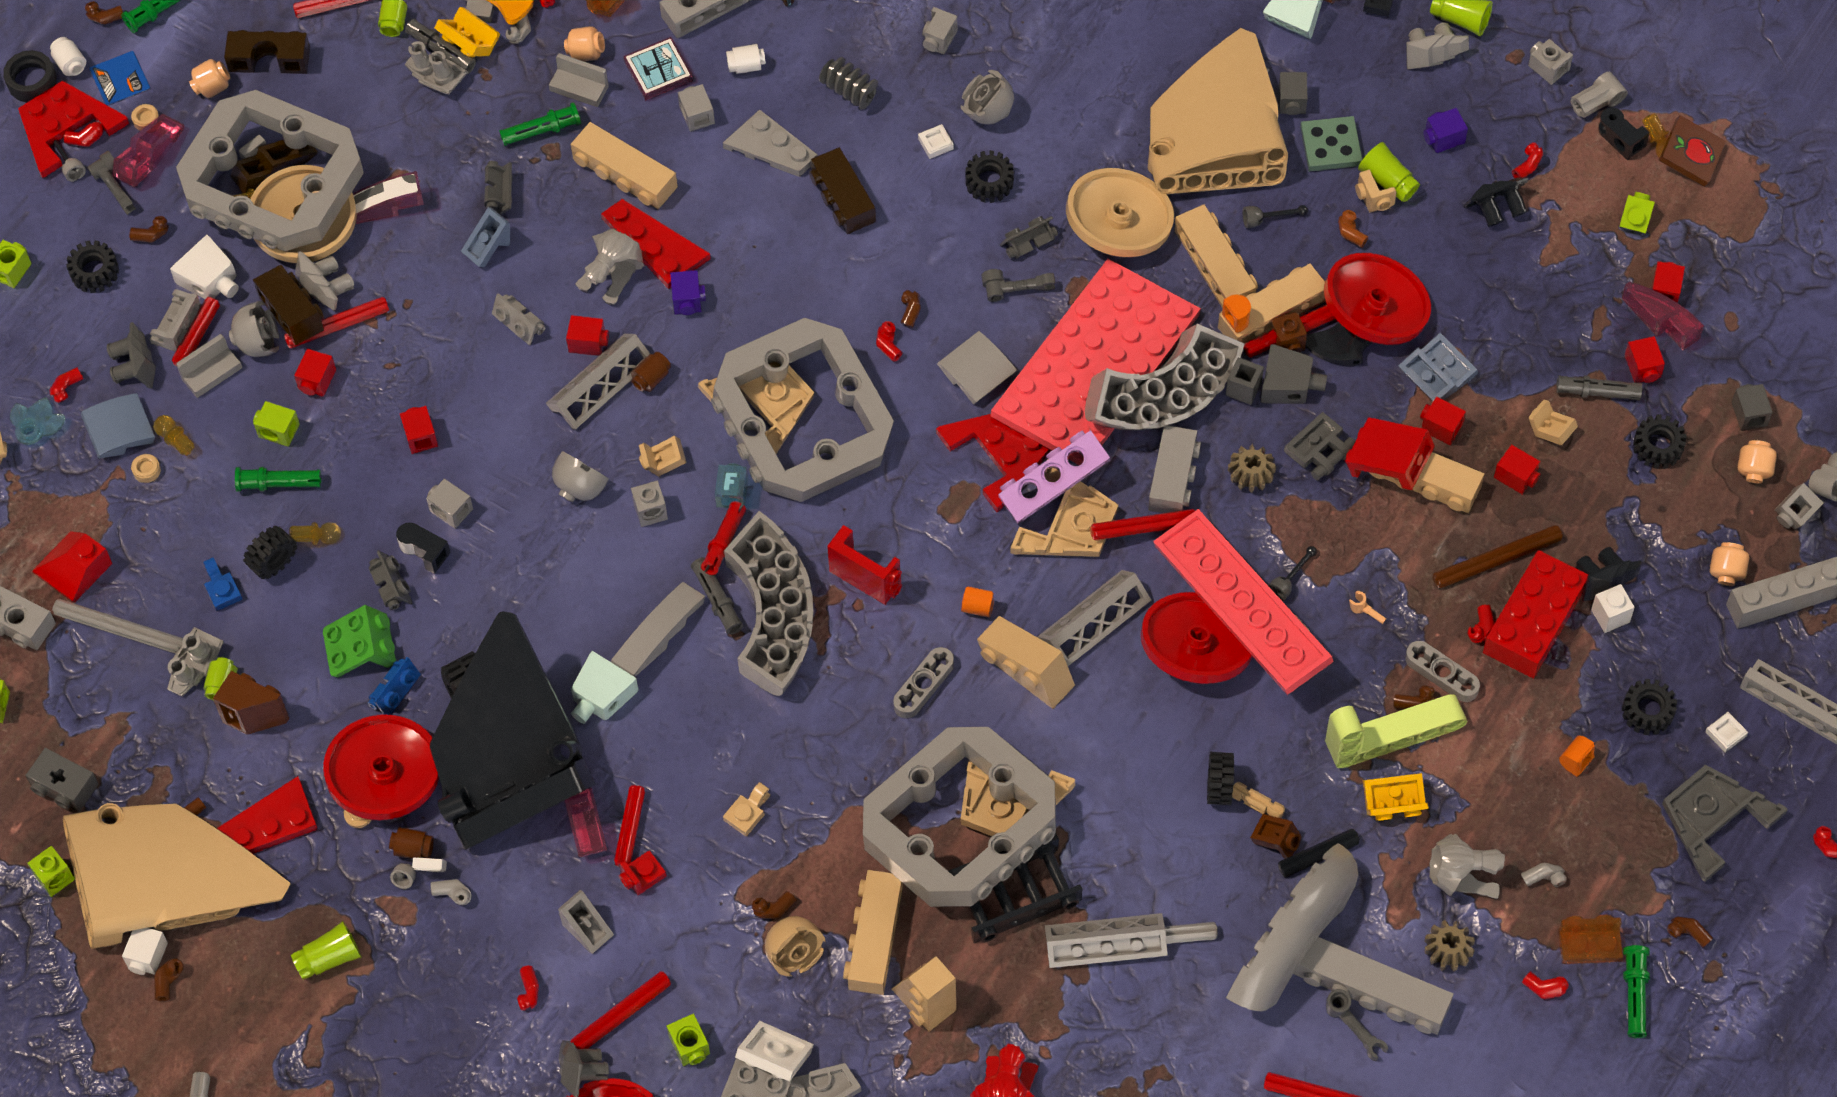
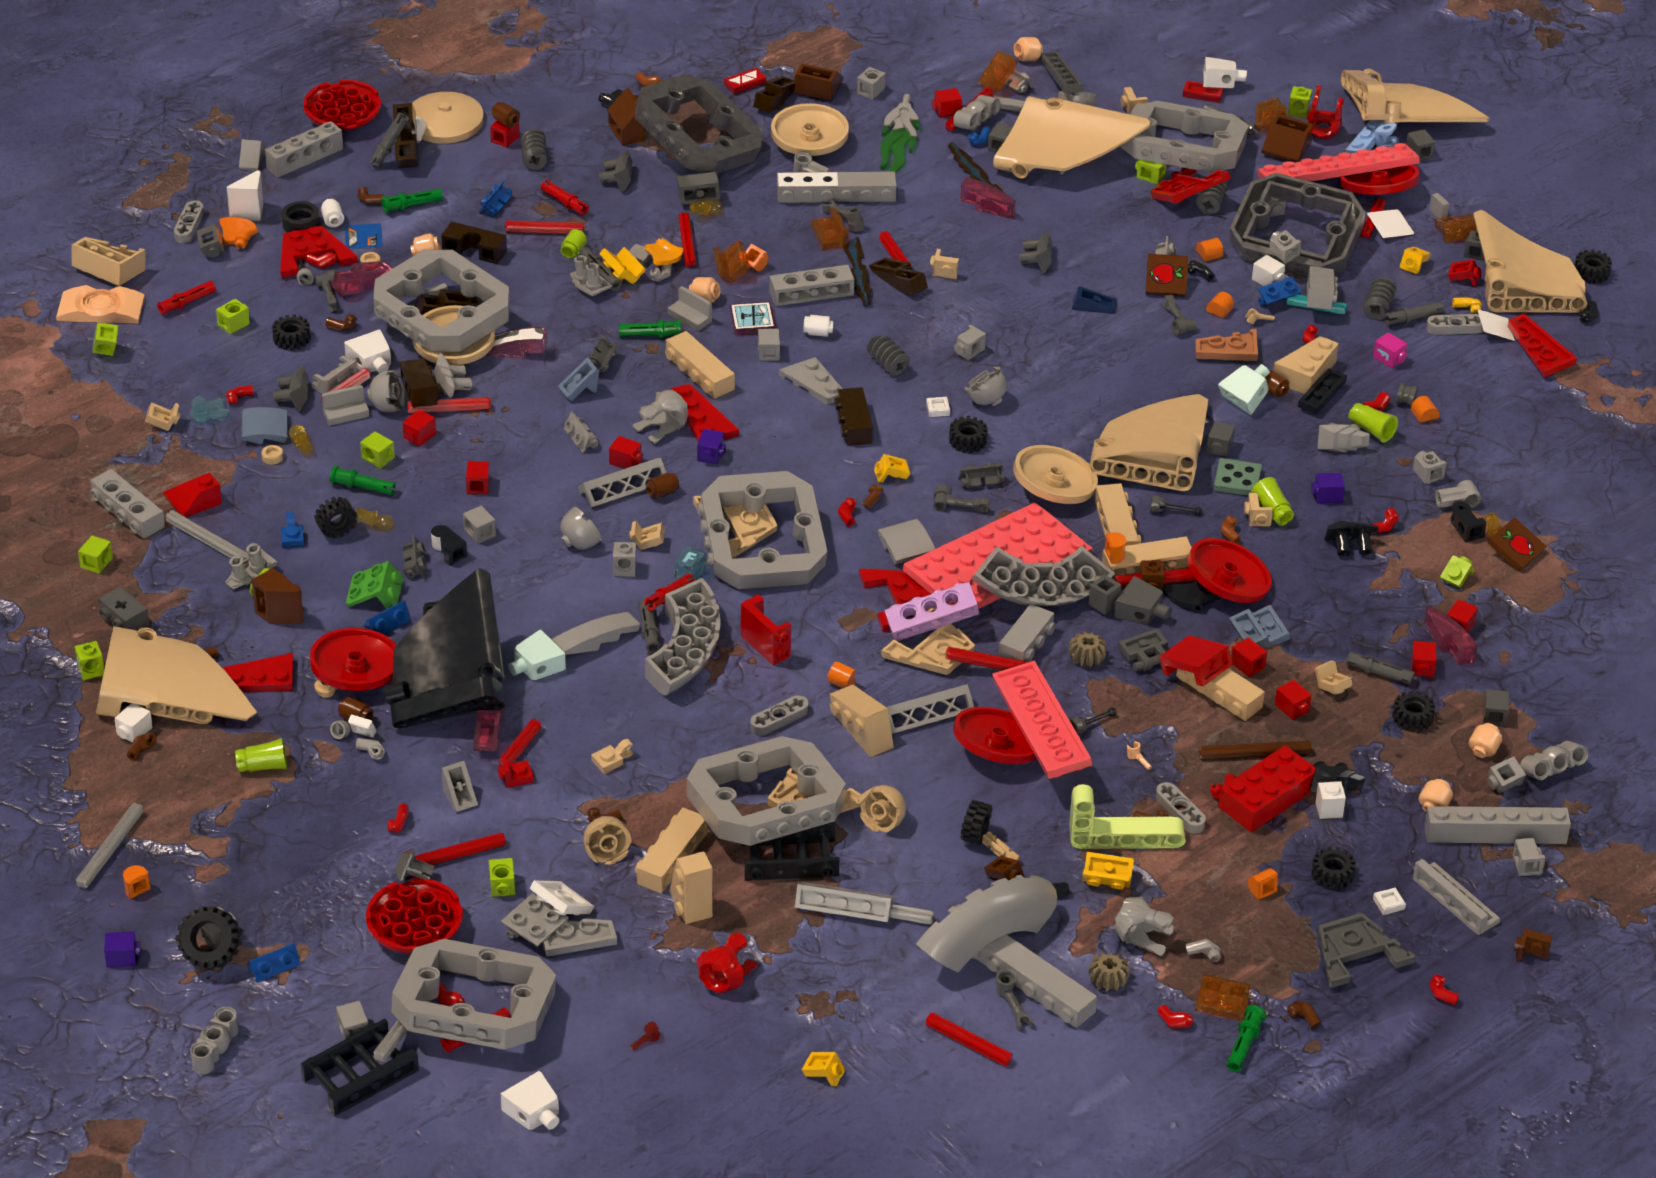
camera: 15 degrees right, 20 degrees down
(917, 257) = (891, 466): none -> yellow bracket
(1102, 791) = (882, 808): none -> tan cylinder

